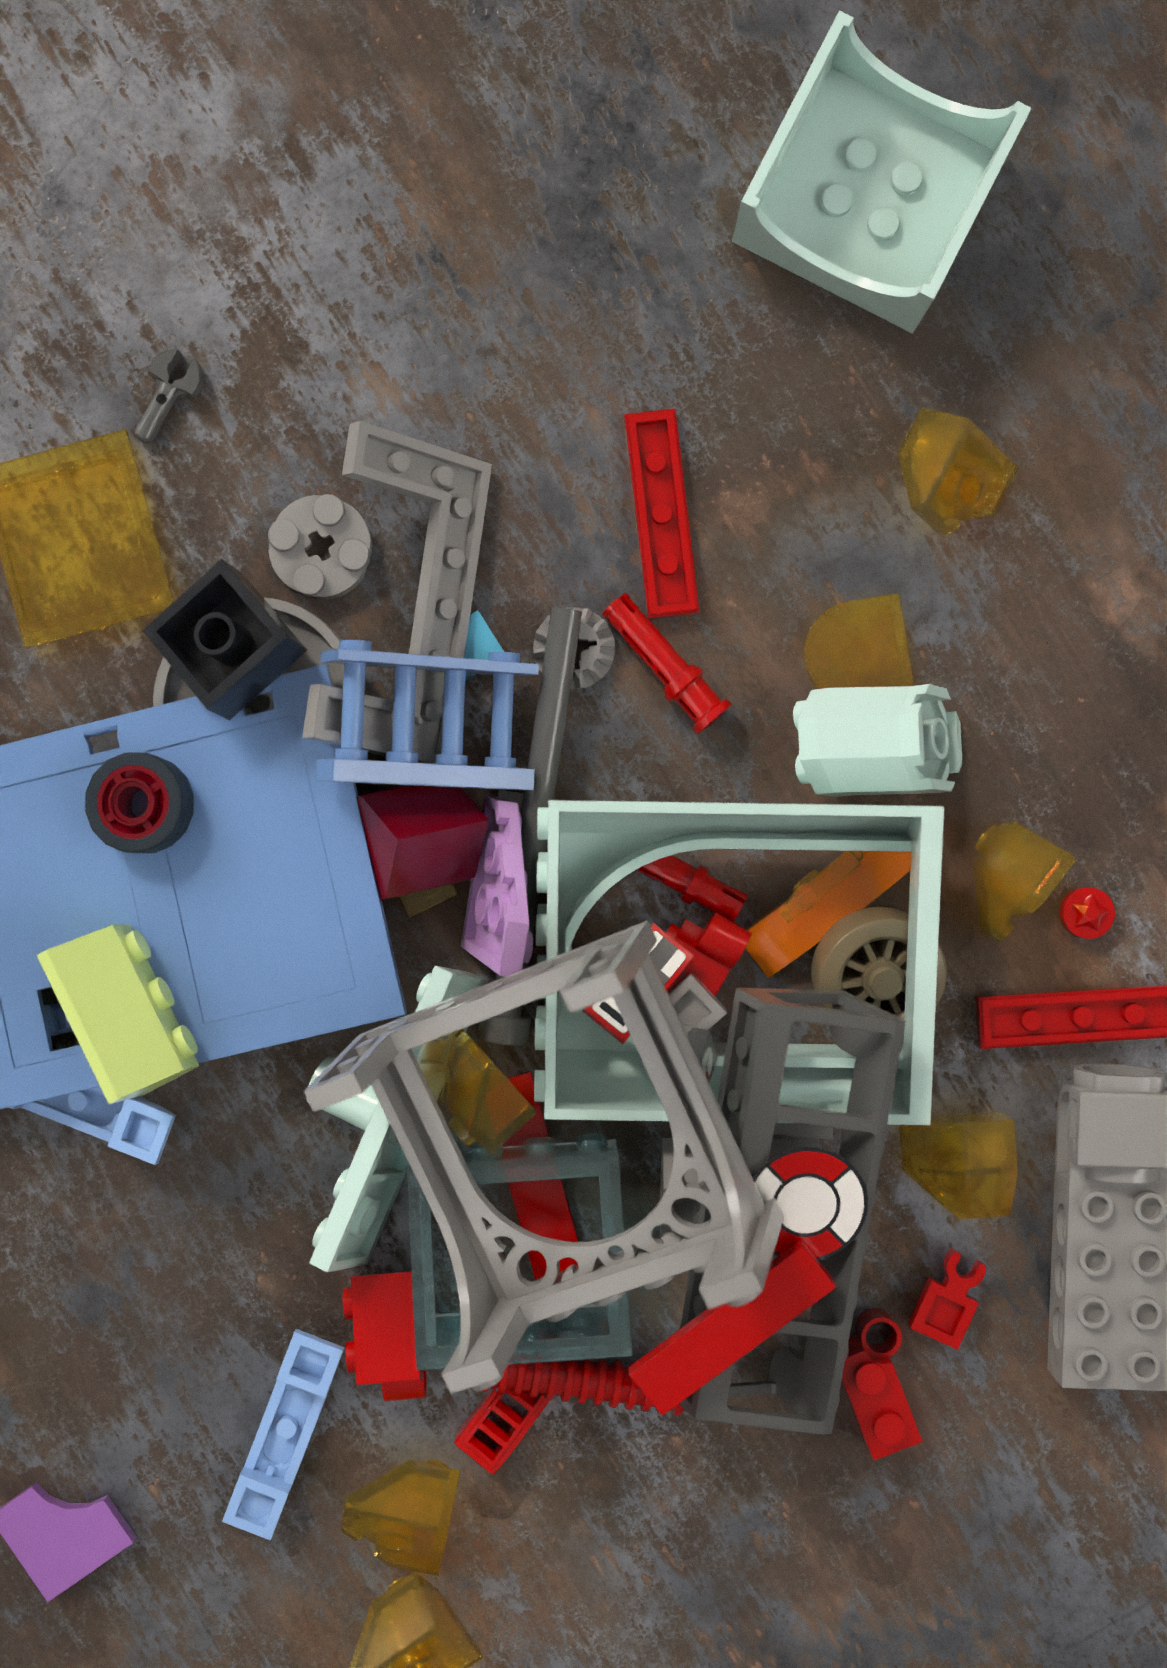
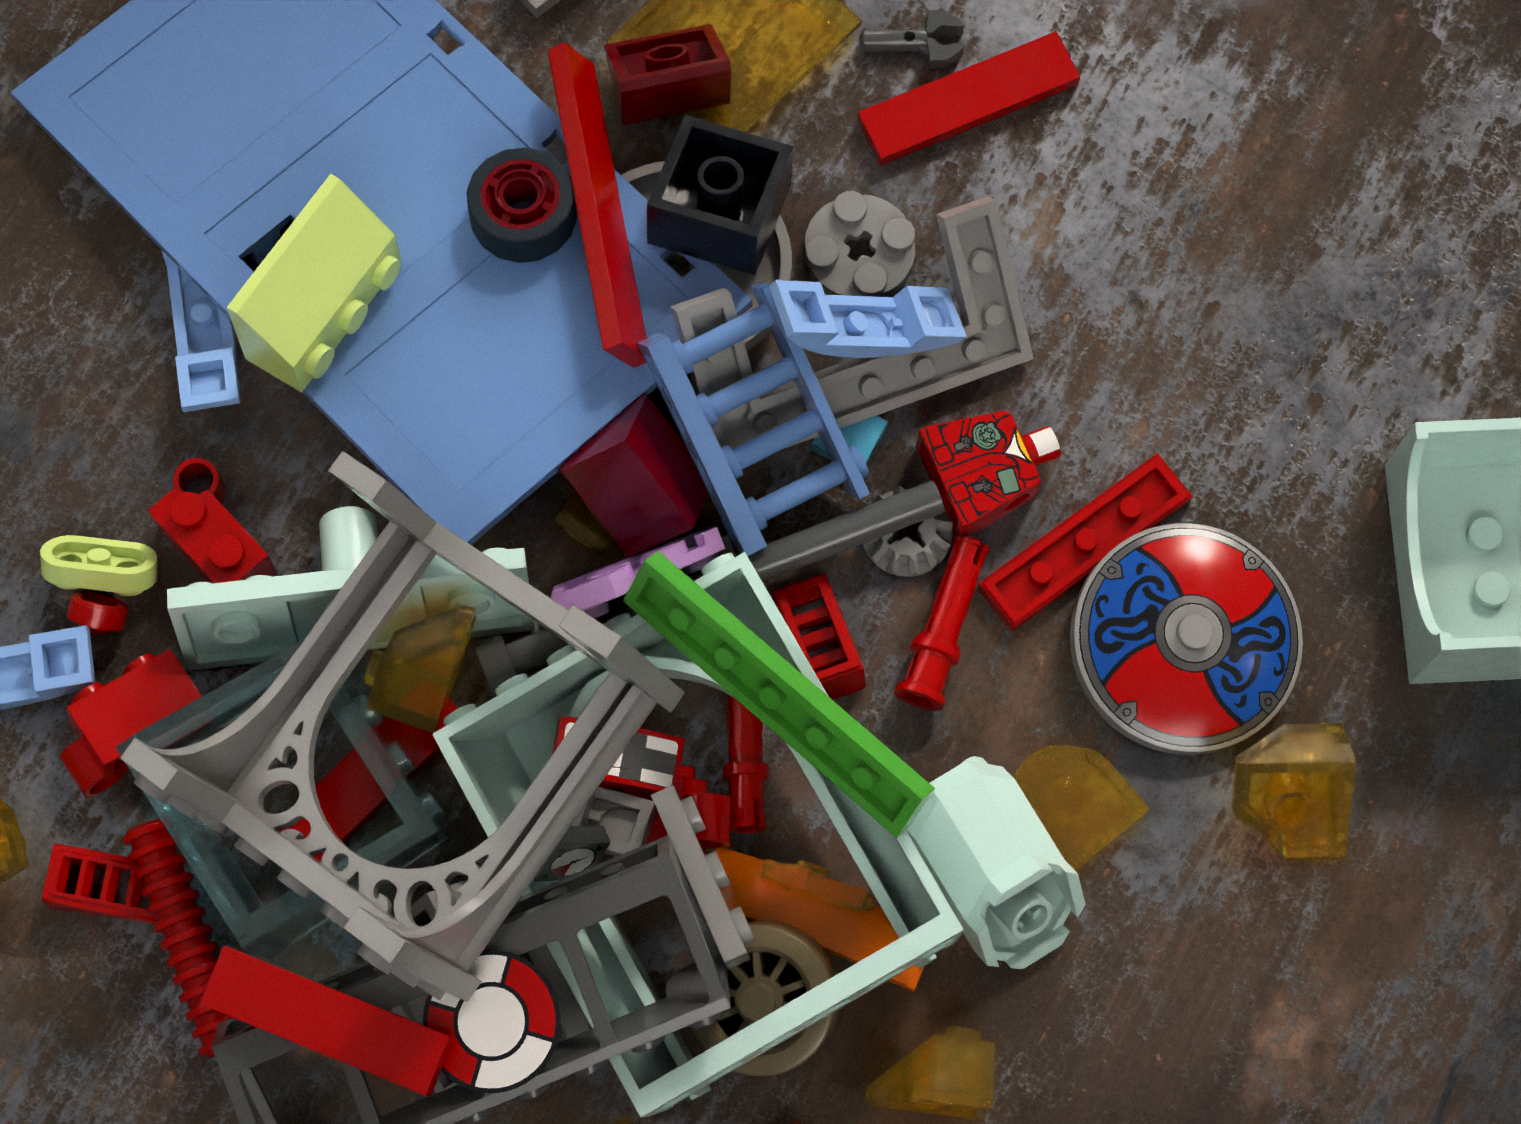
camera: 60 degrees right, 15 degrees down
(83, 614) = (669, 73): none -> dark red slope
(173, 742) = (598, 204): none -> red tile
(241, 382) = (968, 98): none -> red tile
(244, 1291) = (99, 564): none -> yellowish green plate
(271, 1194) = (206, 530): none -> red hinge
(282, 1312) = (97, 611): none -> red tile
(402, 586) = (867, 325): none -> light blue slope
(560, 557) = (984, 466): none -> red torso
(663, 771) = (838, 669): none -> red slope
(682, 844) = (778, 694): none -> bright green plate
(775, 973) = (704, 875): none -> light grey plate
(784, 483) = (1186, 639): none -> dish

